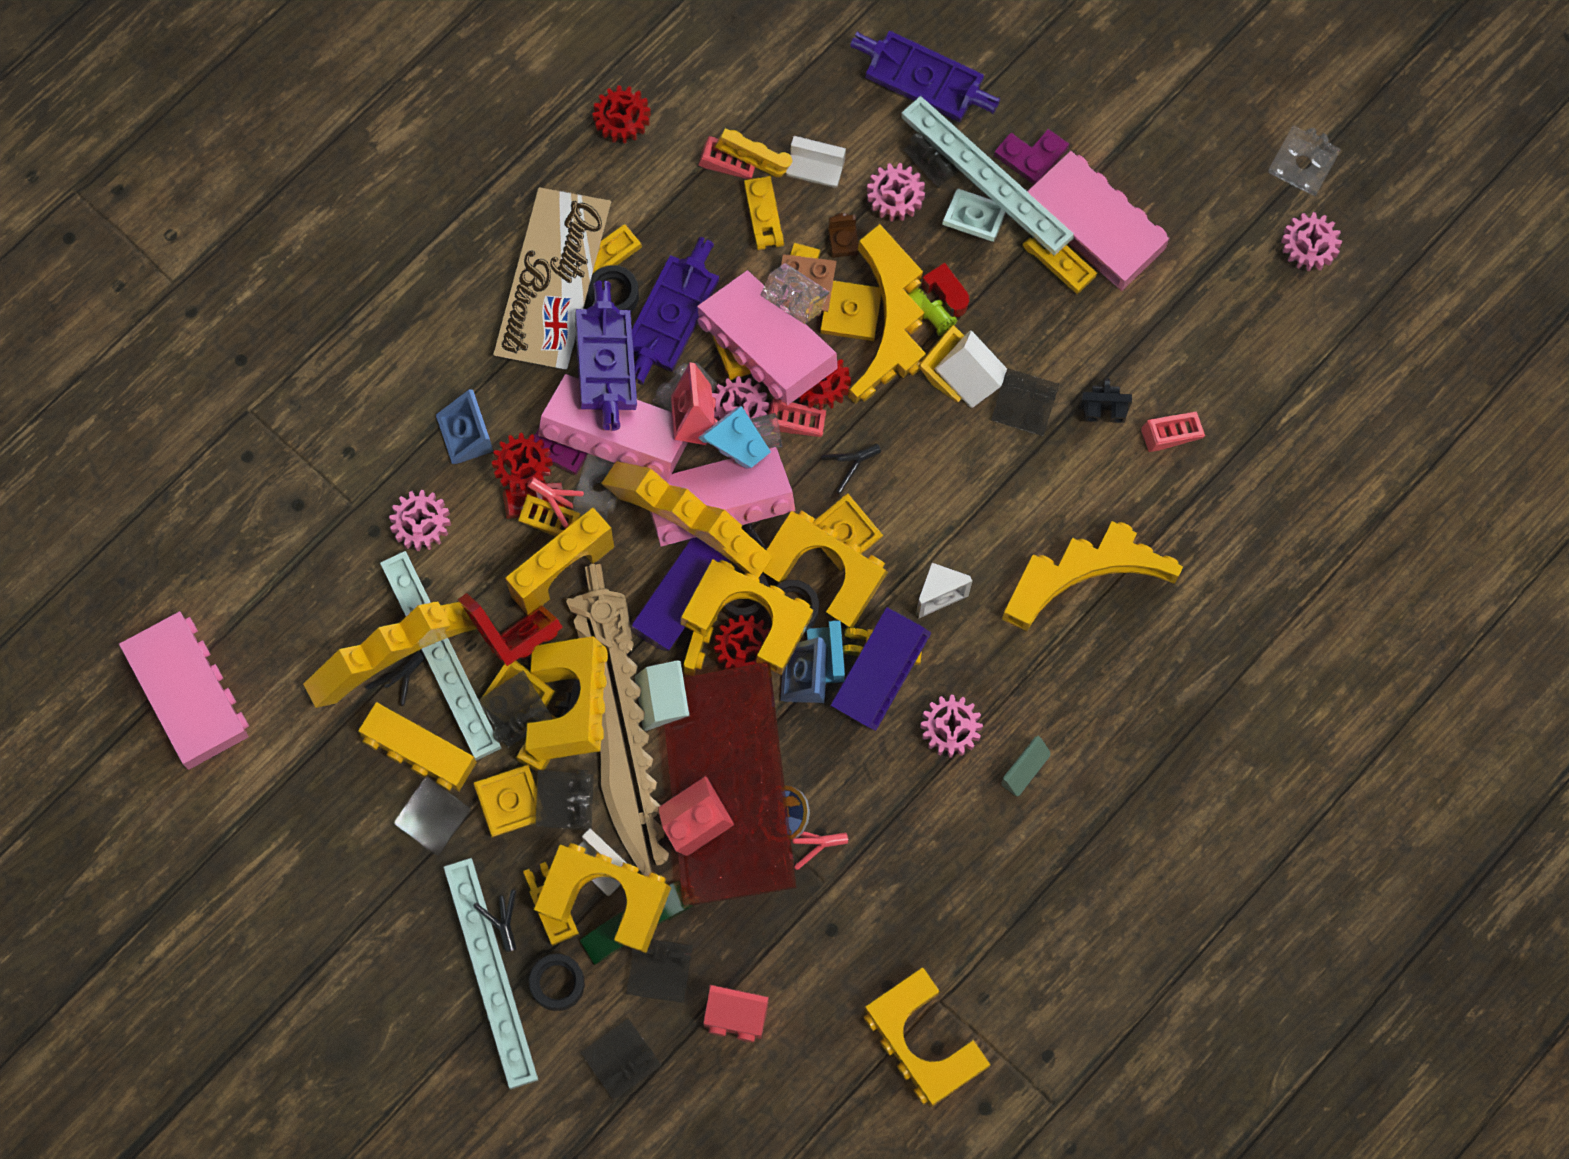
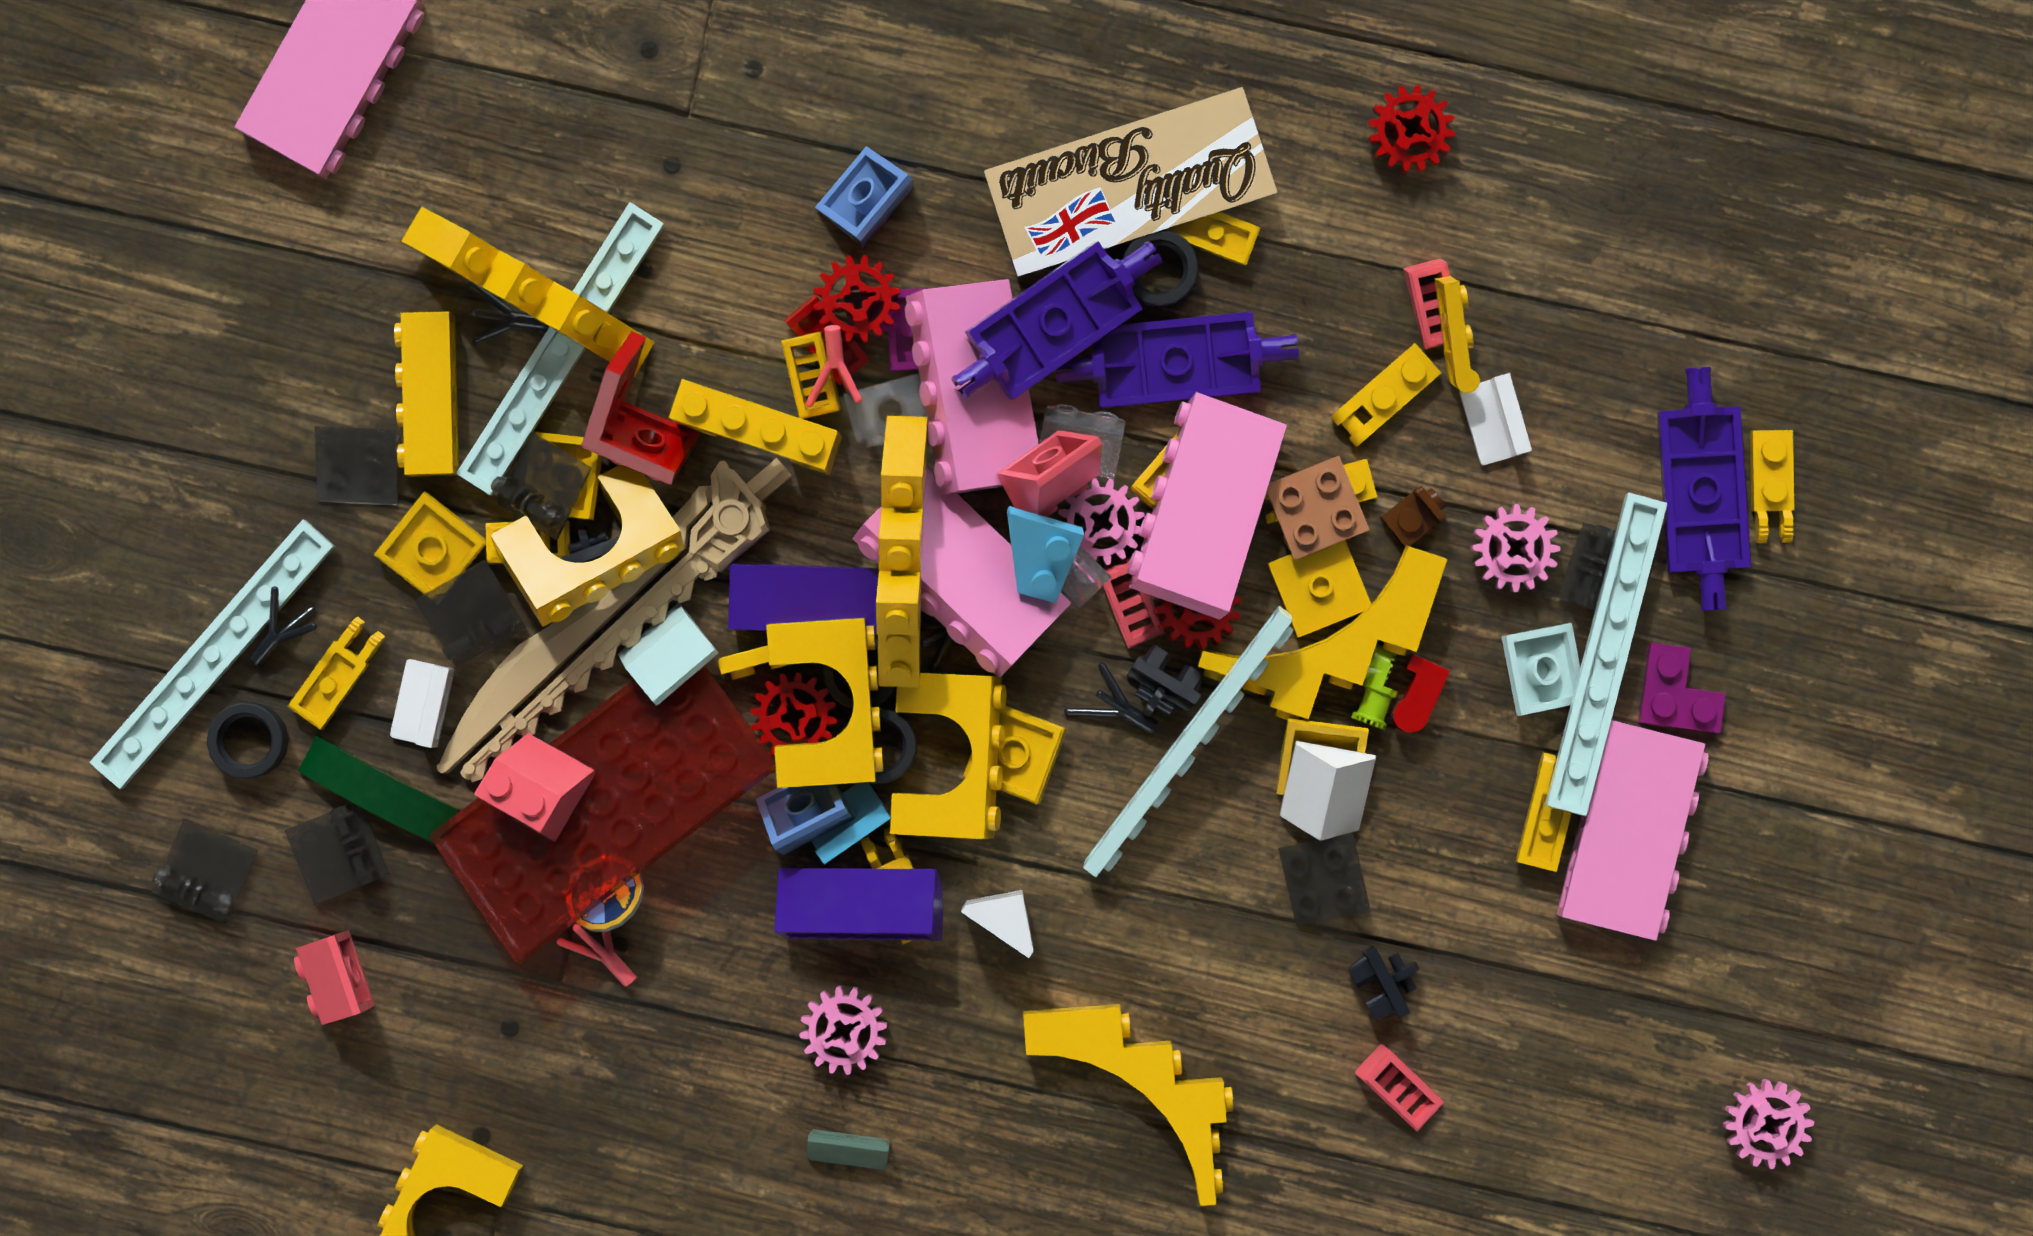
camera: 65 degrees right, 15 degrees up
(410, 517) = (696, 223): bright pink gear -> none
(574, 869) = (402, 784): yellow arch -> none
(794, 293) = (1282, 508): clear brick -> none
(856, 427) = (1161, 689): none -> black hips
(895, 415) = (1200, 729): none -> light aqua plate
(943, 40) = (1772, 481): none -> yellow hinge
(1304, 144) = (1906, 1062): clear piece -> none

